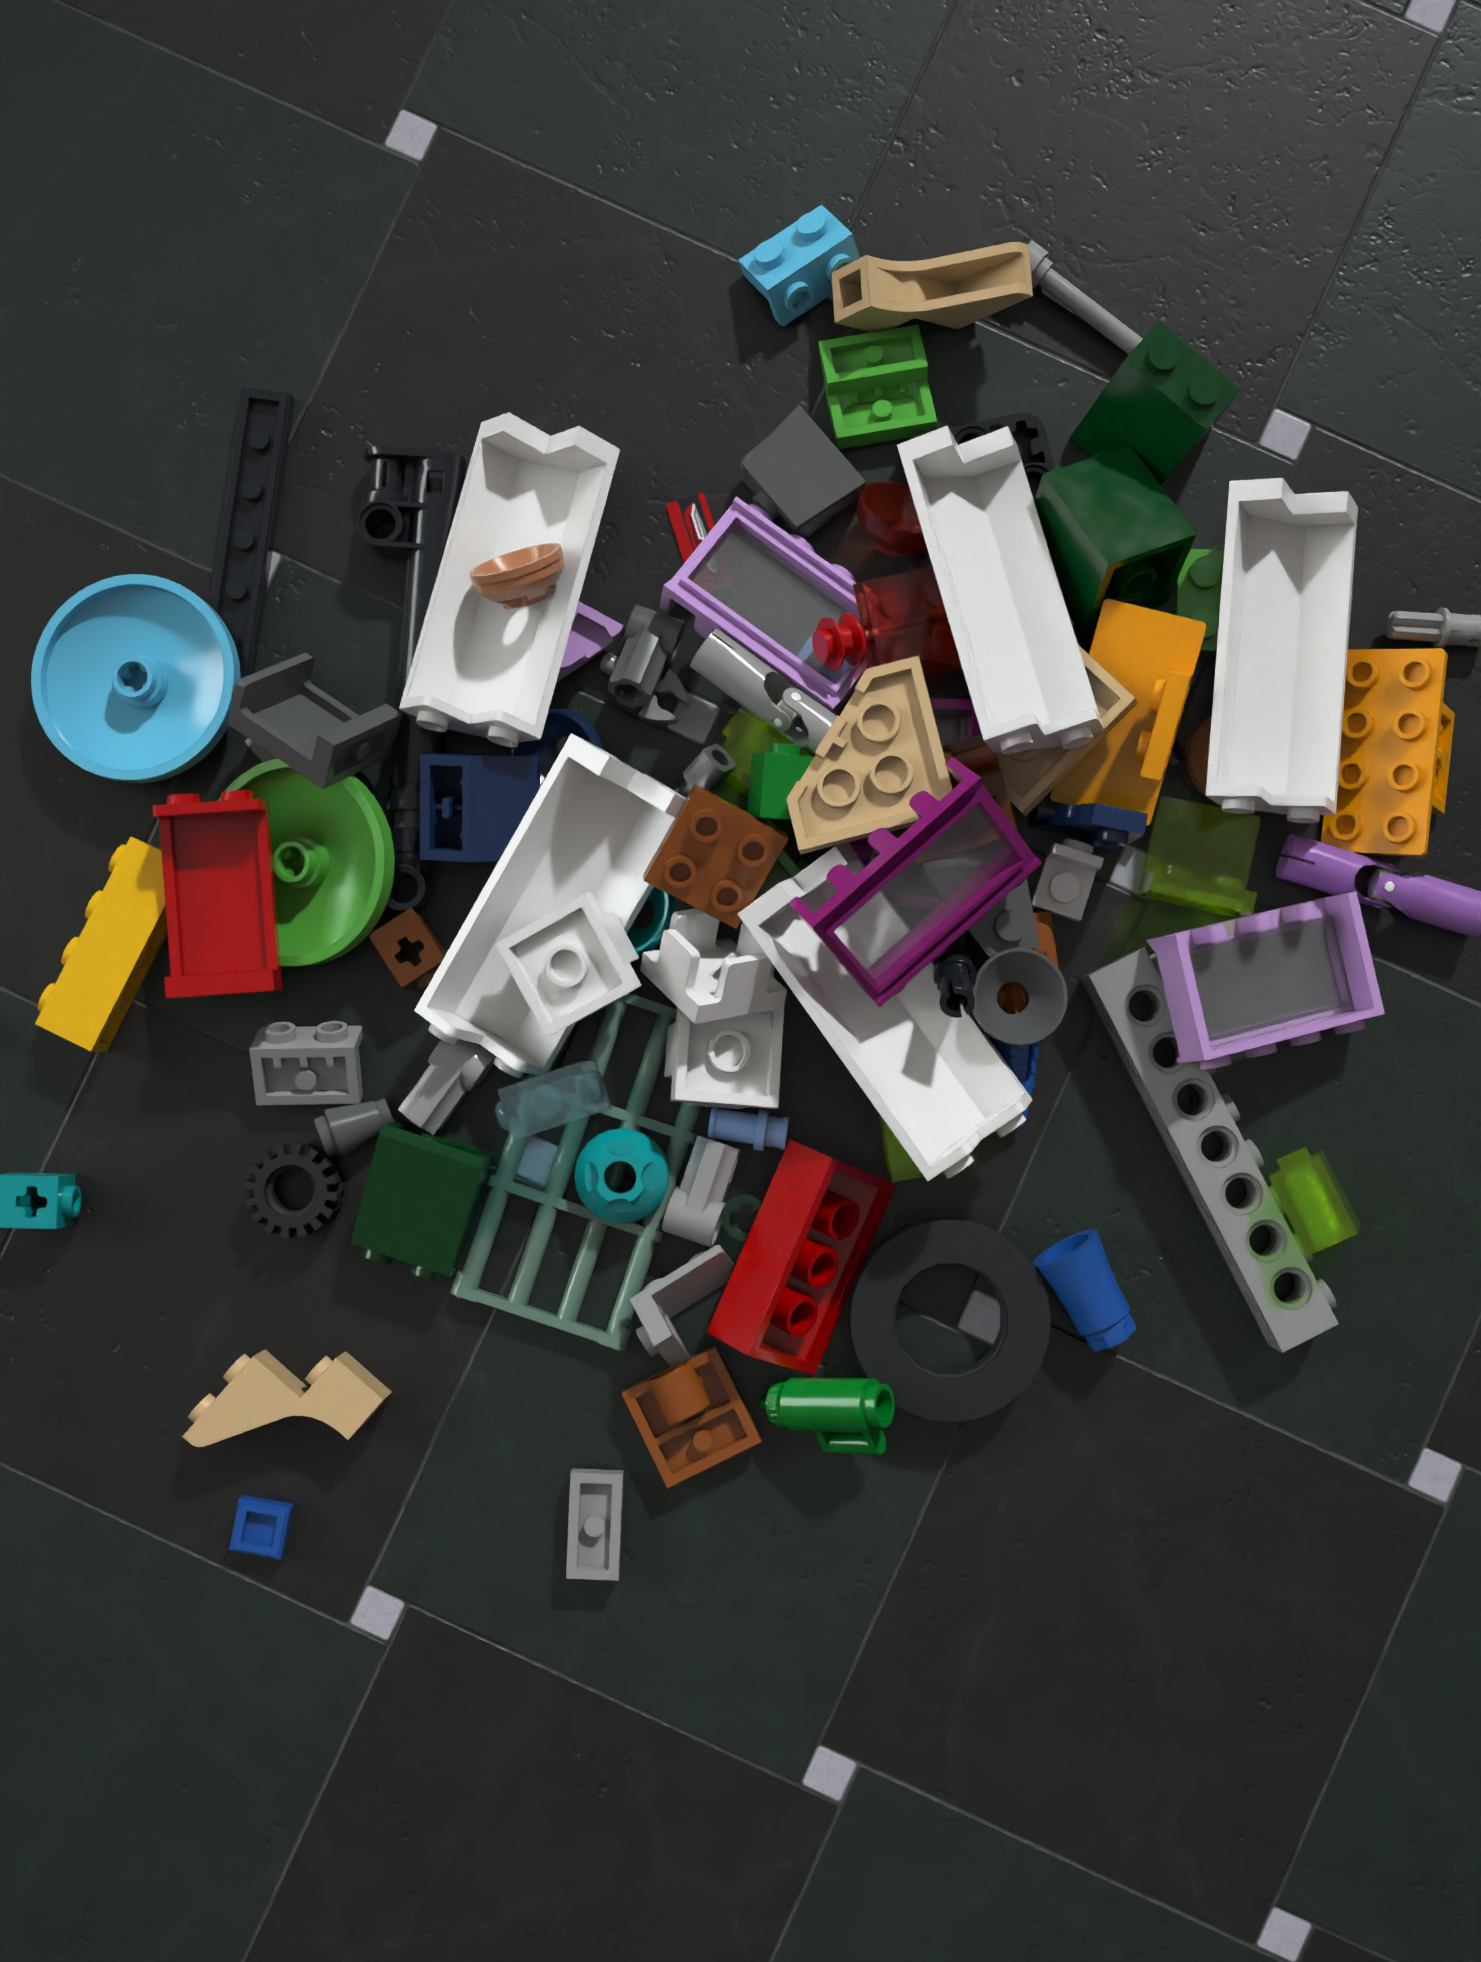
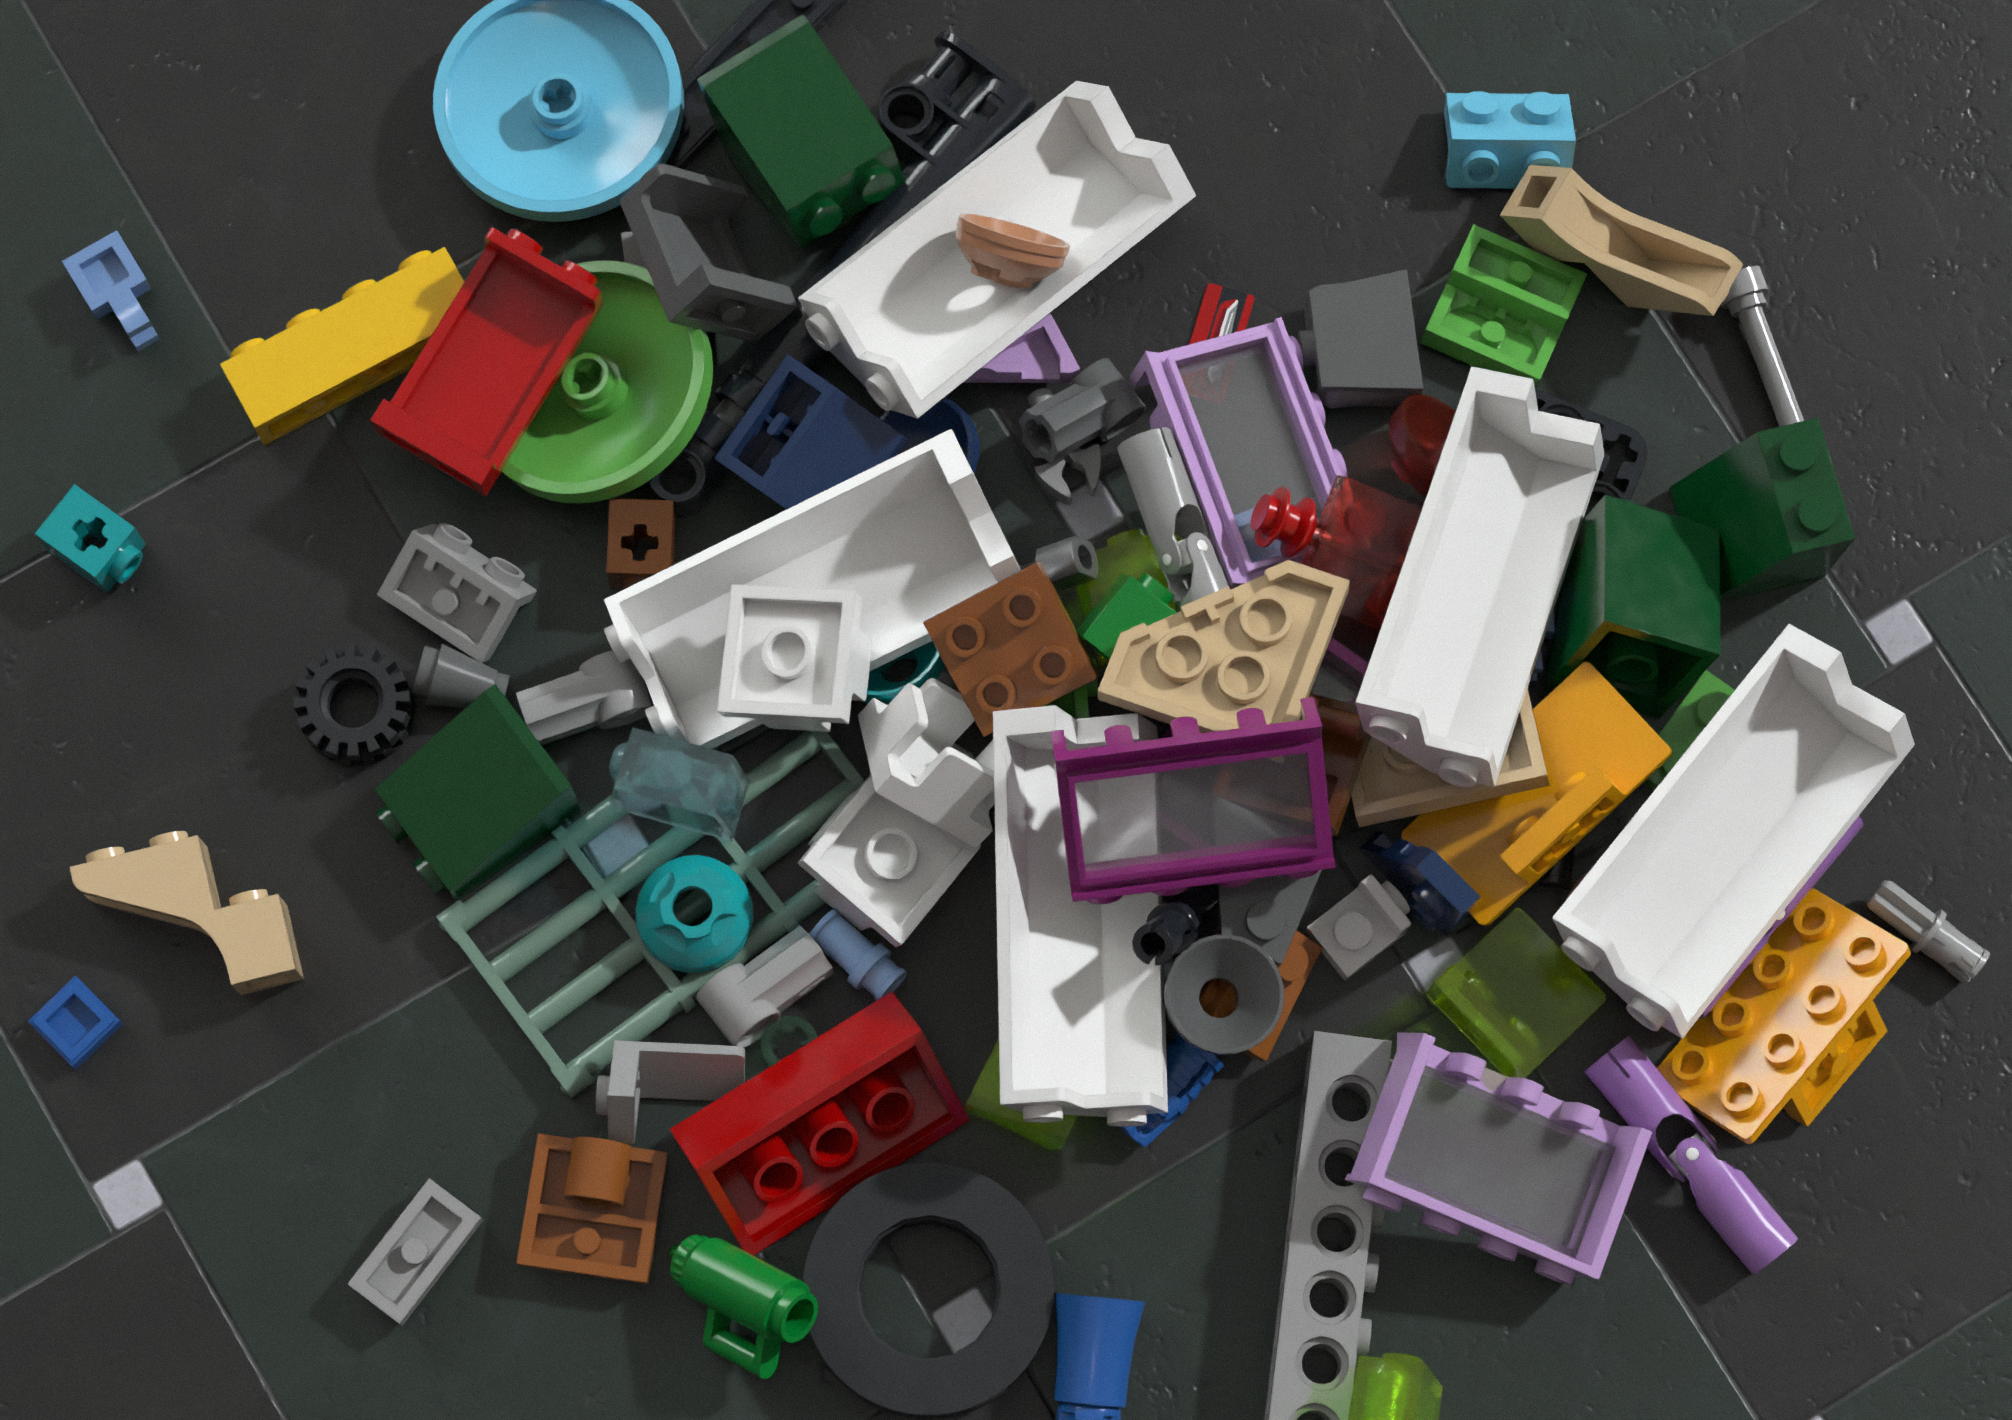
camera: 30 degrees right, 10 degrees down
(318, 588) = (800, 132): none -> dark green slope

